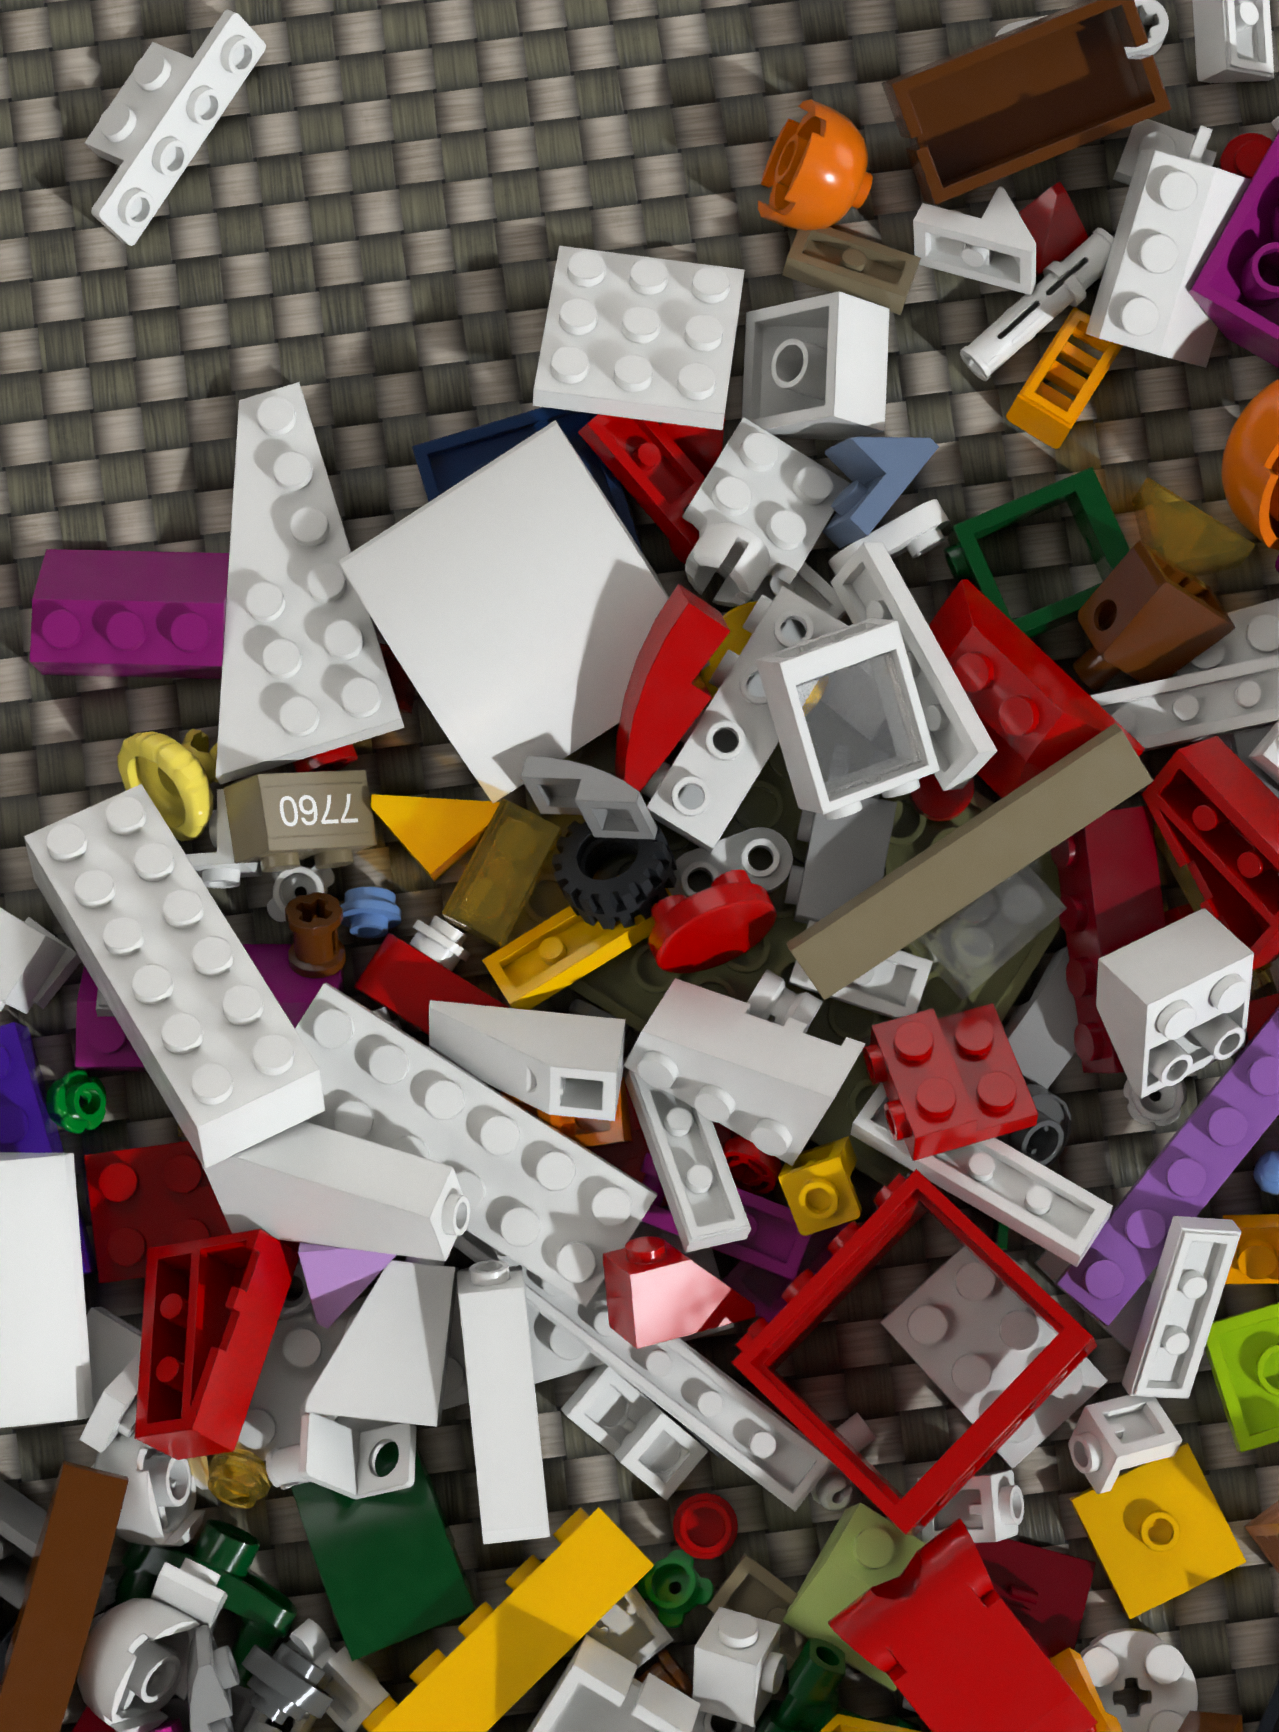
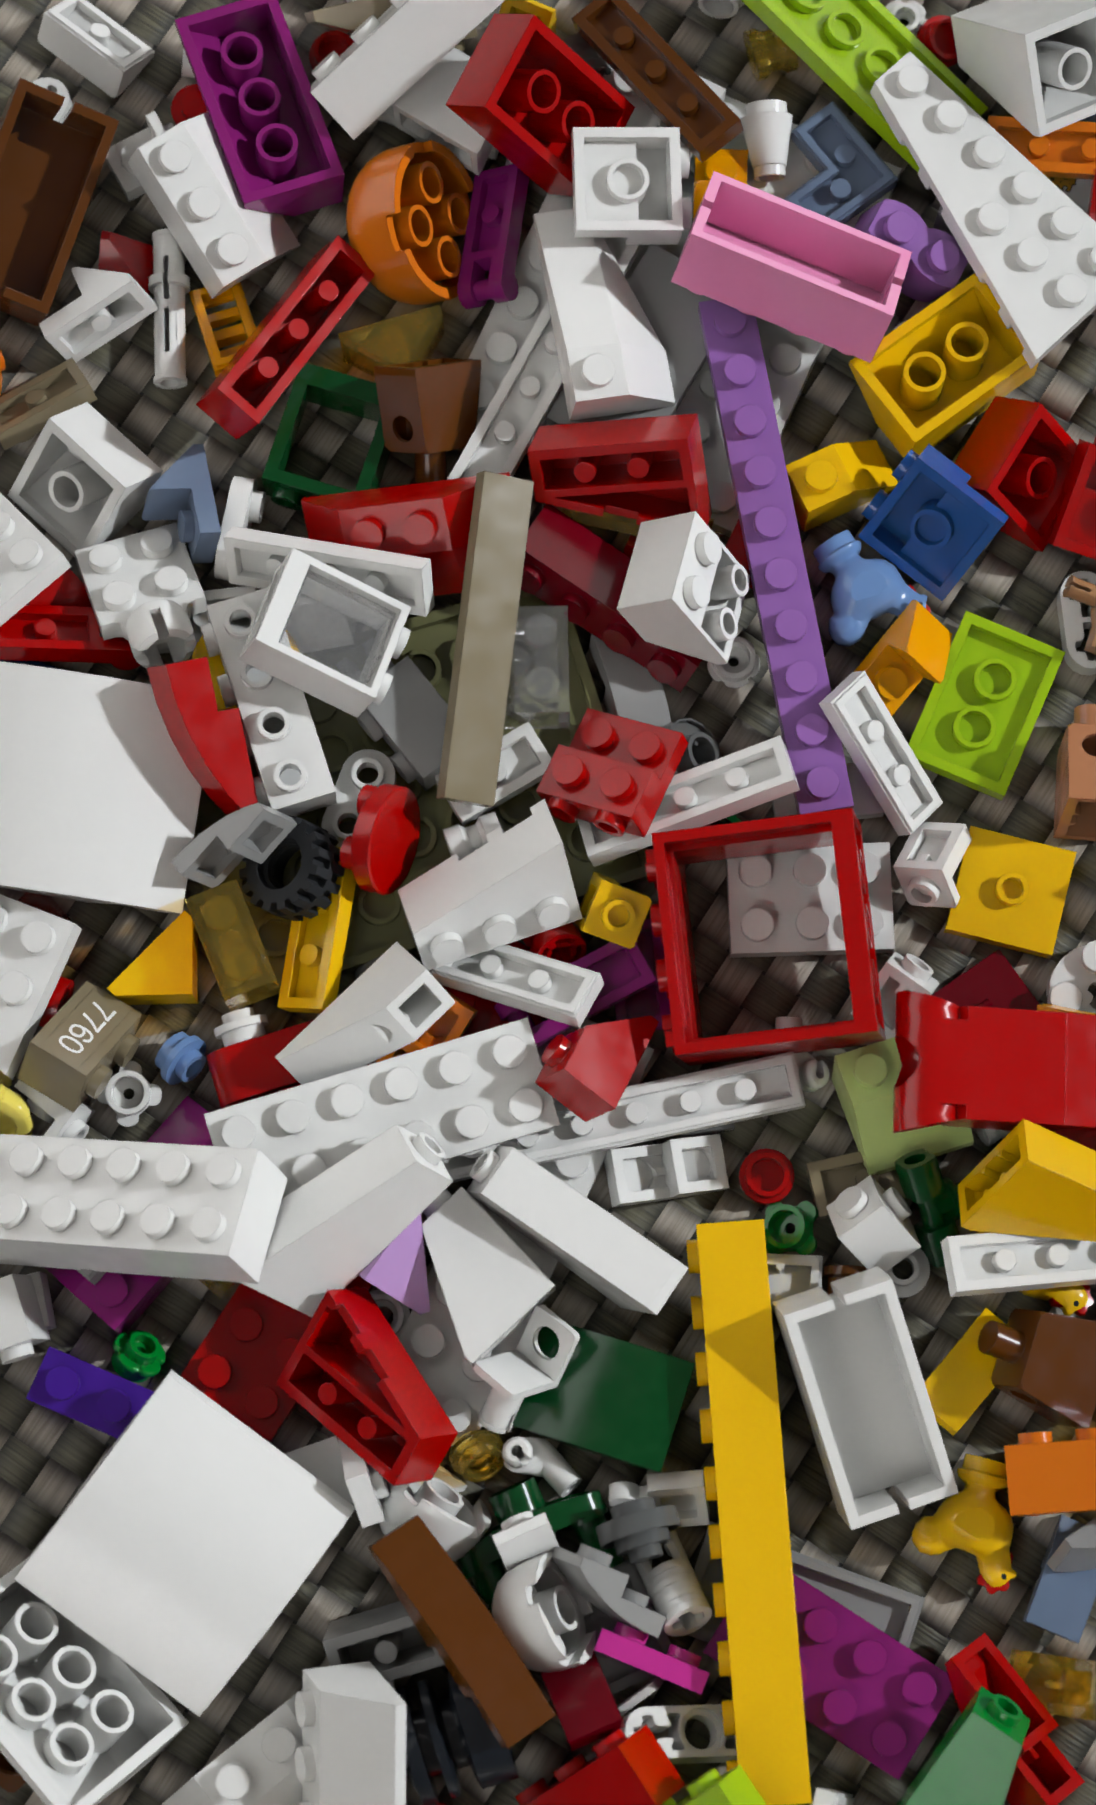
camera: 50 degrees left, 5 degrees down
(283, 1537) = (541, 1459): none -> white arm
(315, 935) = (166, 1103): reddish brown bush -> none
(939, 804) = (427, 632): red tile -> none
(1100, 436) = (286, 338): none -> red brick

